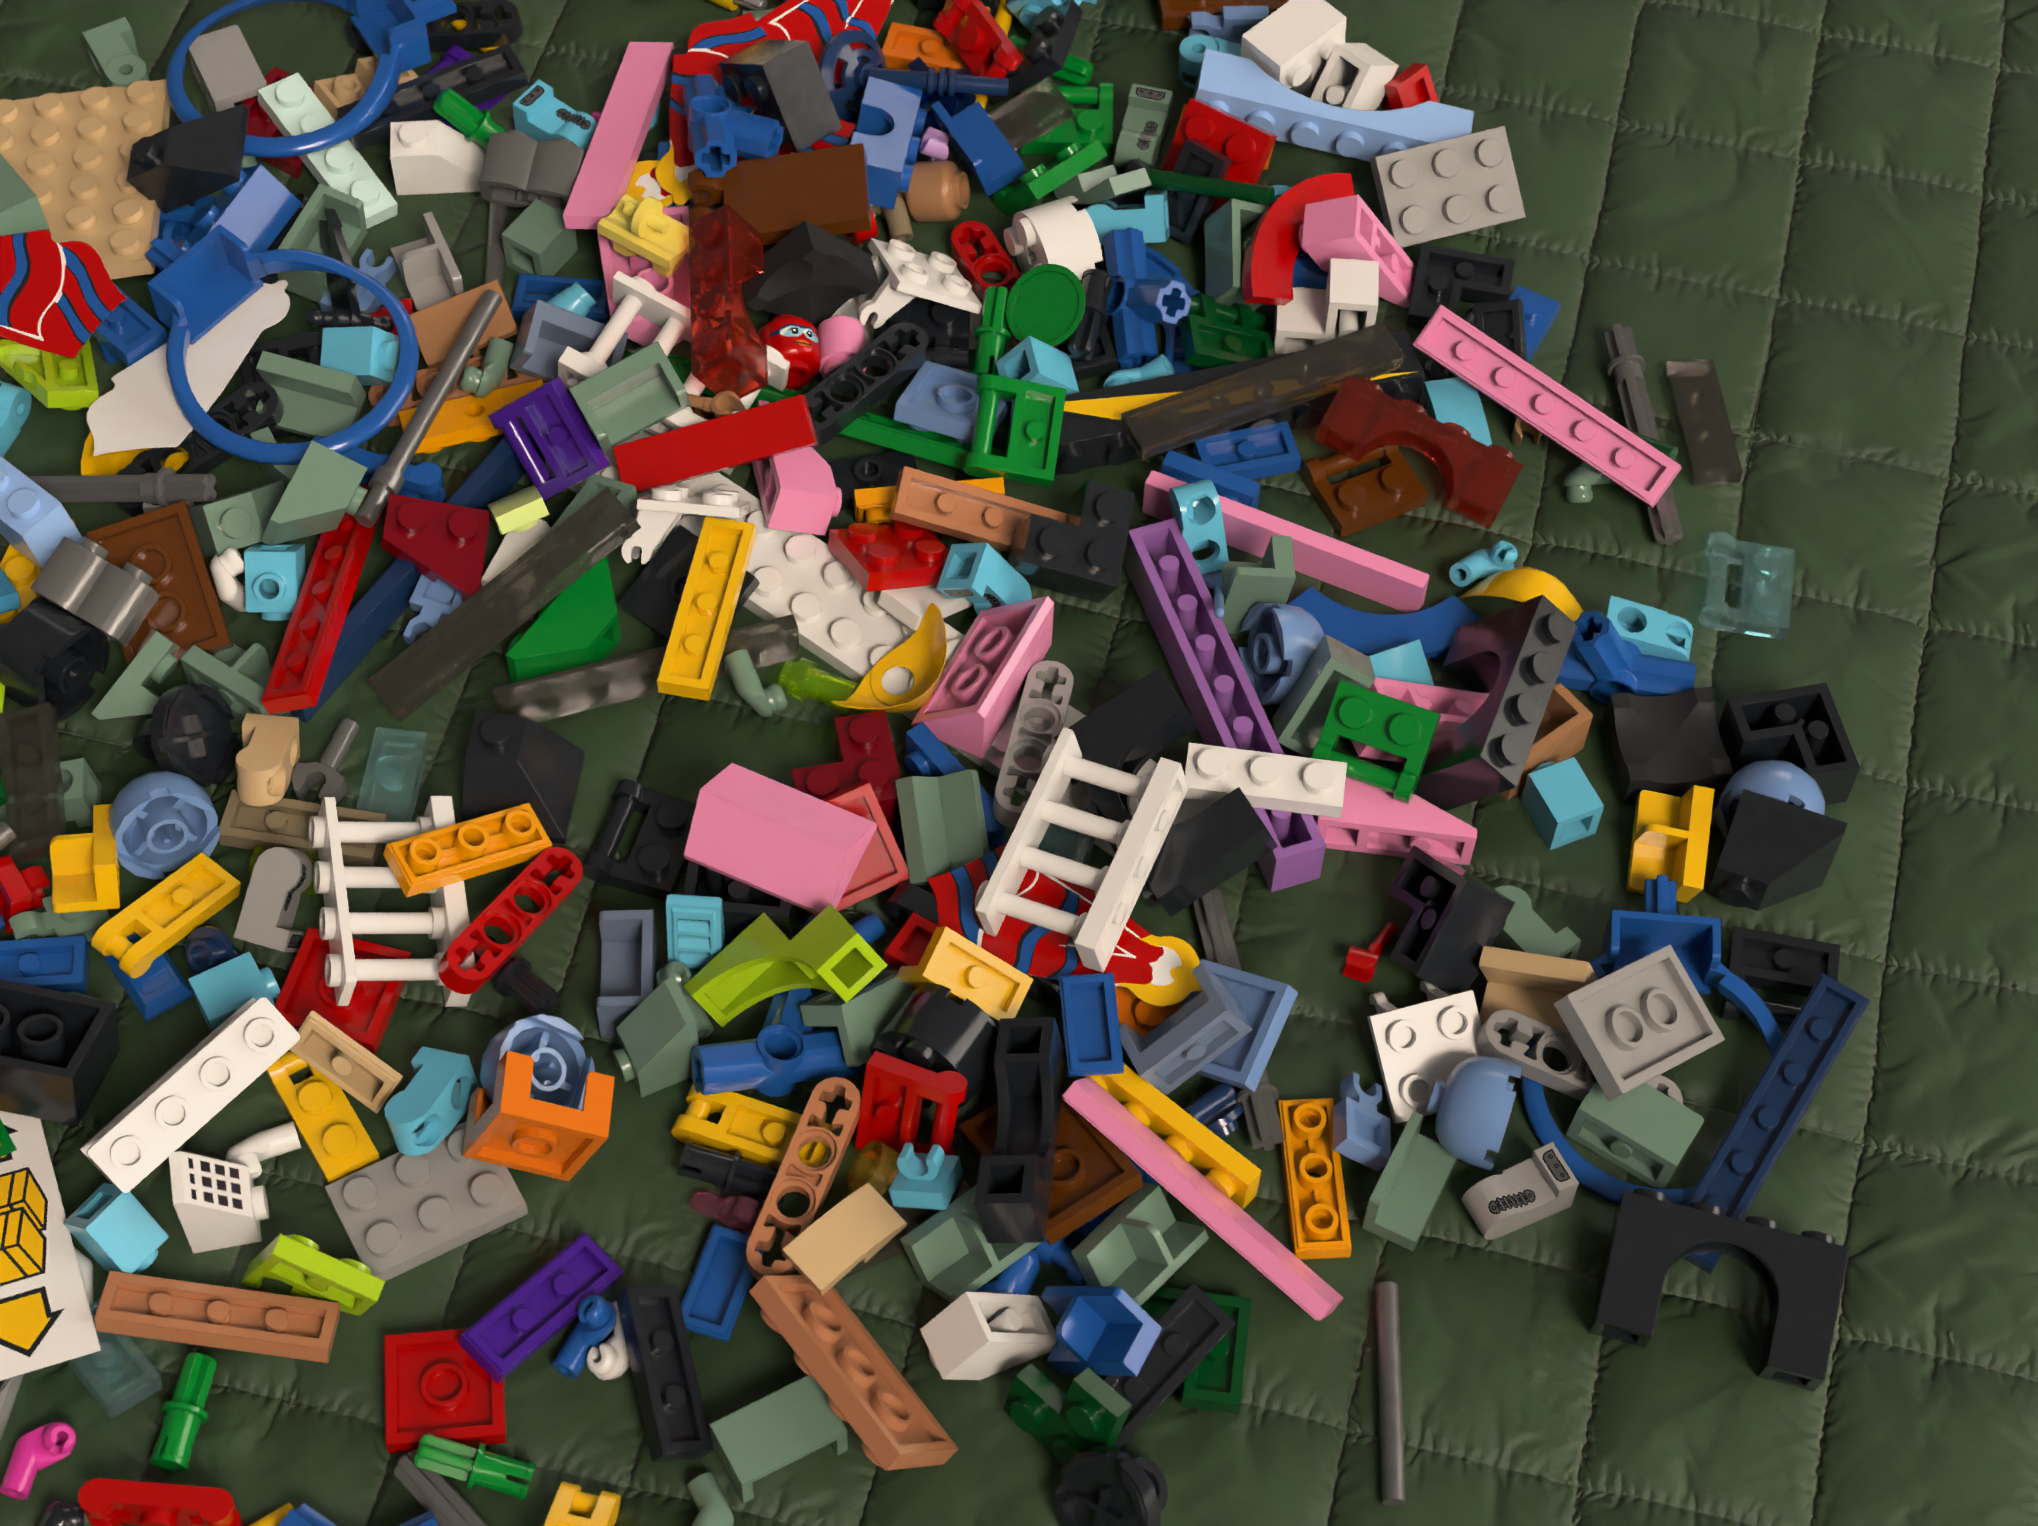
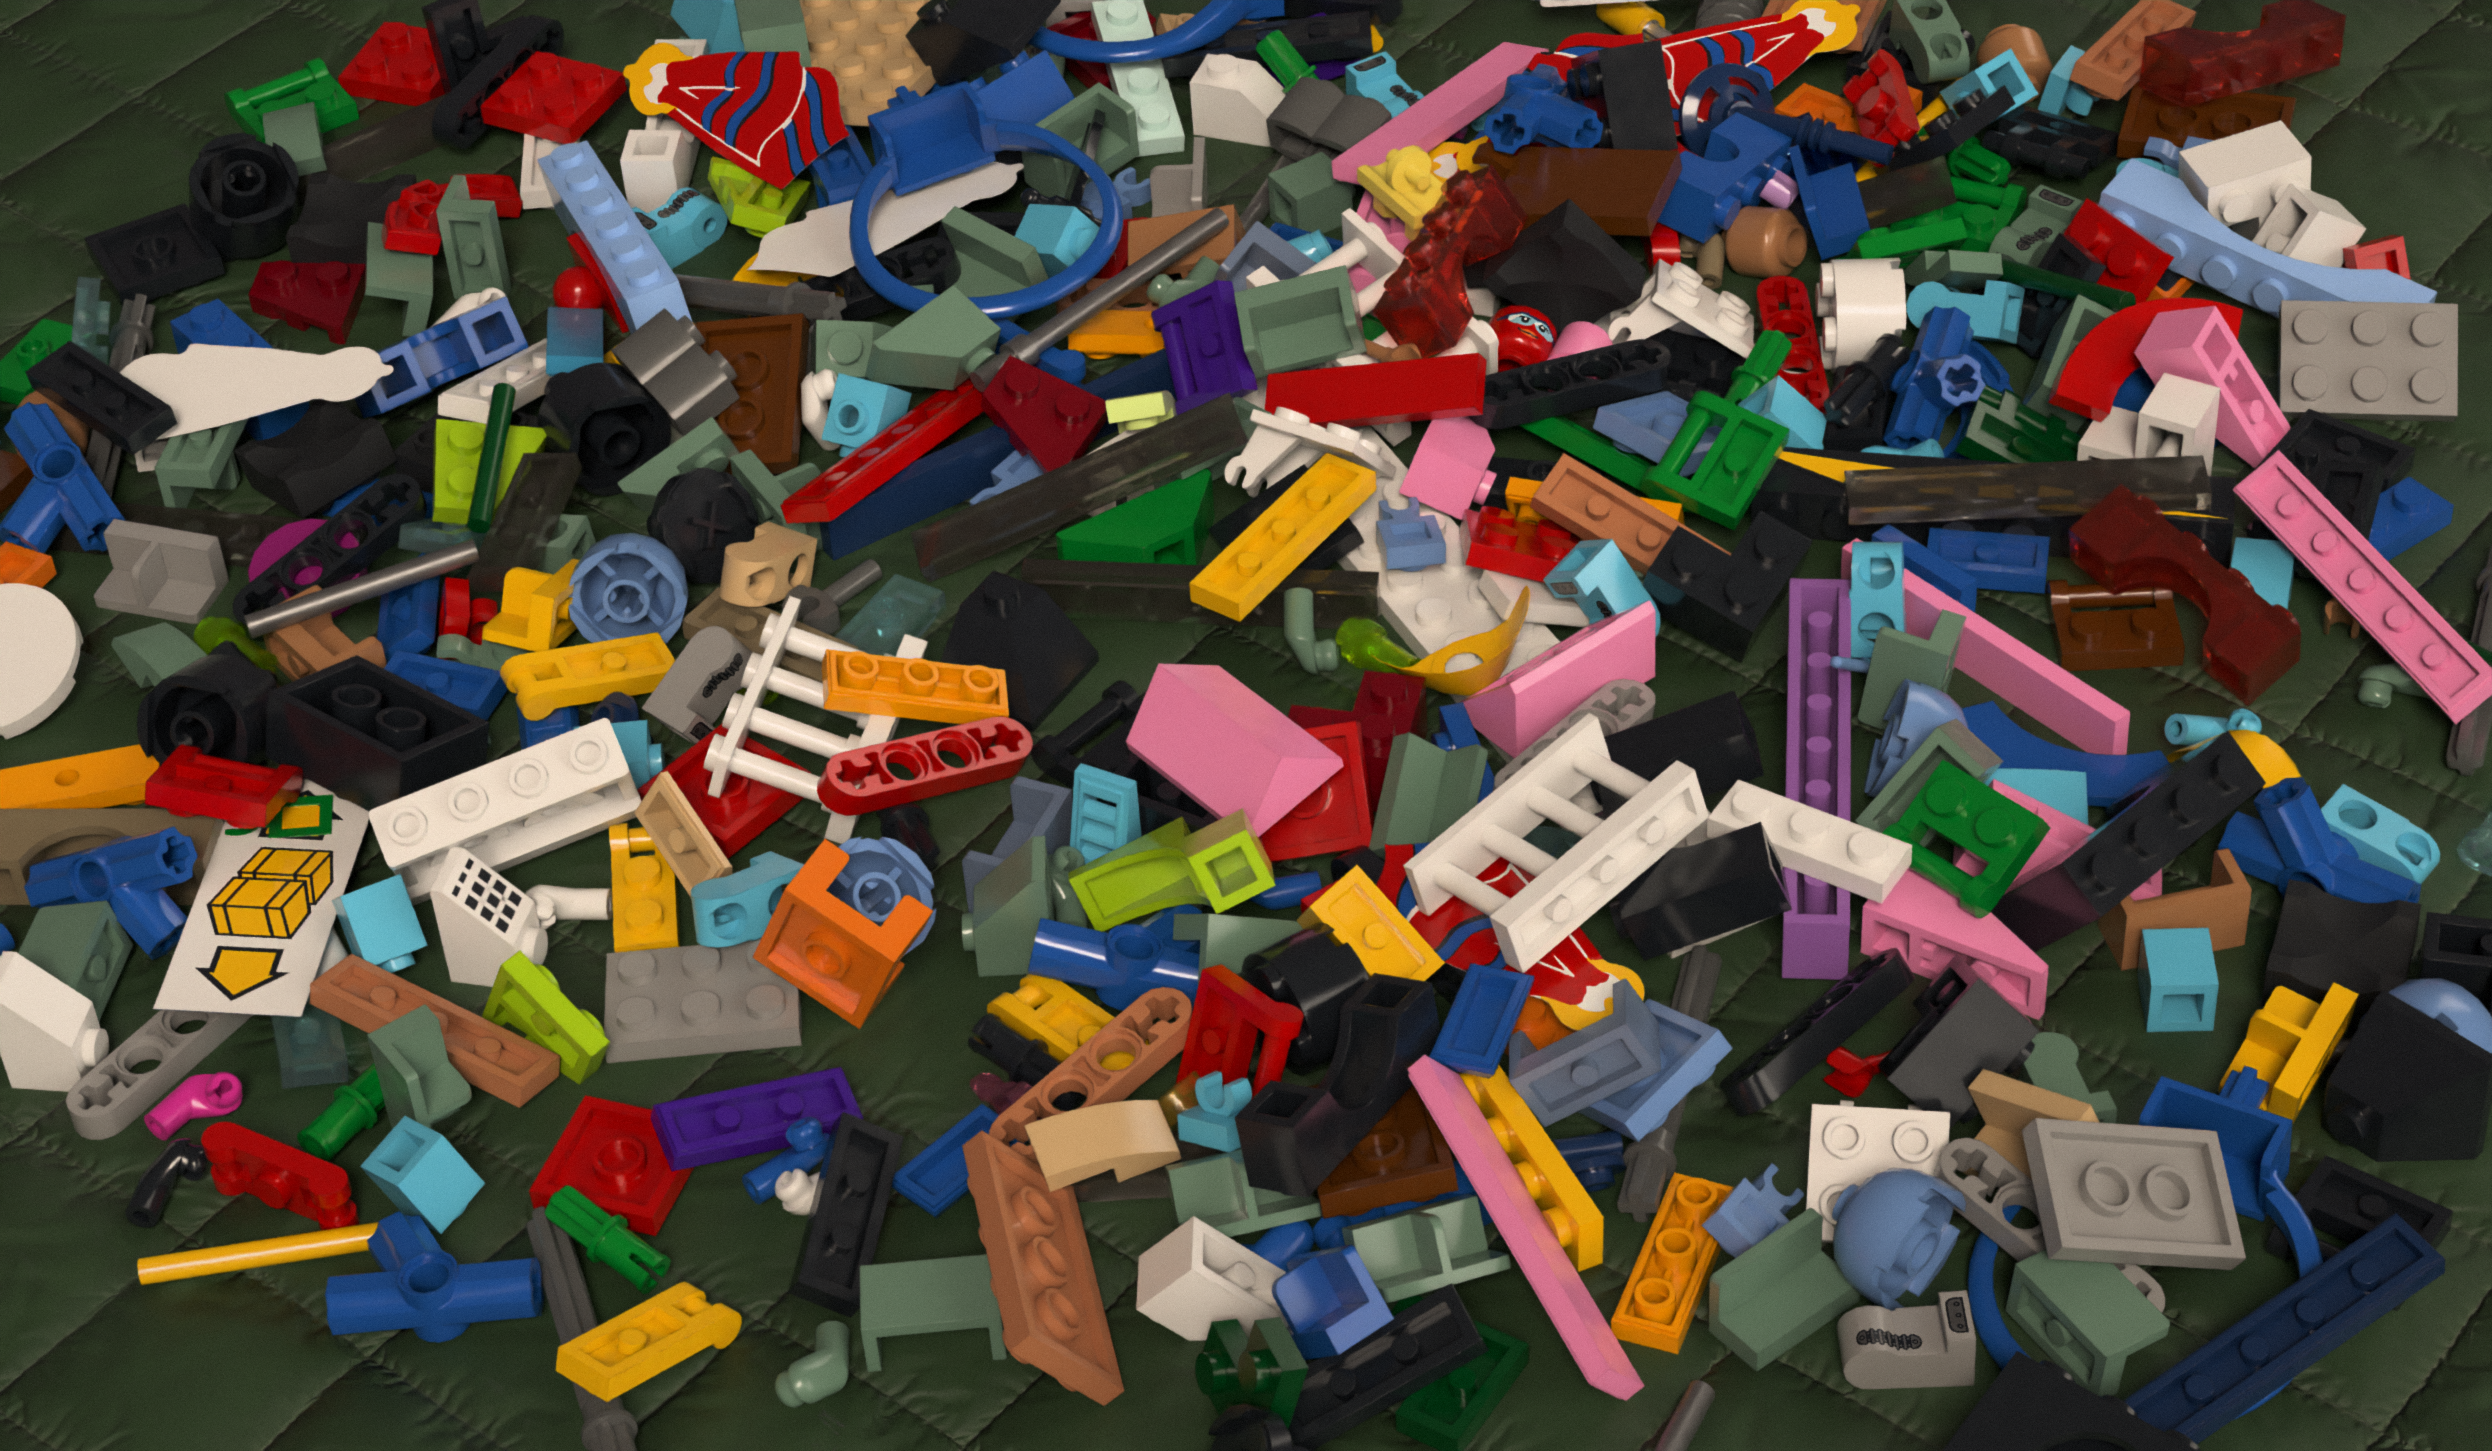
camera: 30 degrees right, 15 degrees down
(245, 1382) = (416, 1069): none -> sand green panel
(291, 1466) = (423, 1174): none -> medium azure brick
(800, 575) = (1408, 539): none -> medium blue plate
(1045, 304) = (1818, 355): green piece -> none
(1116, 33) = (2051, 142): none -> black plate
(1344, 885) = (1816, 1032): none -> black beam

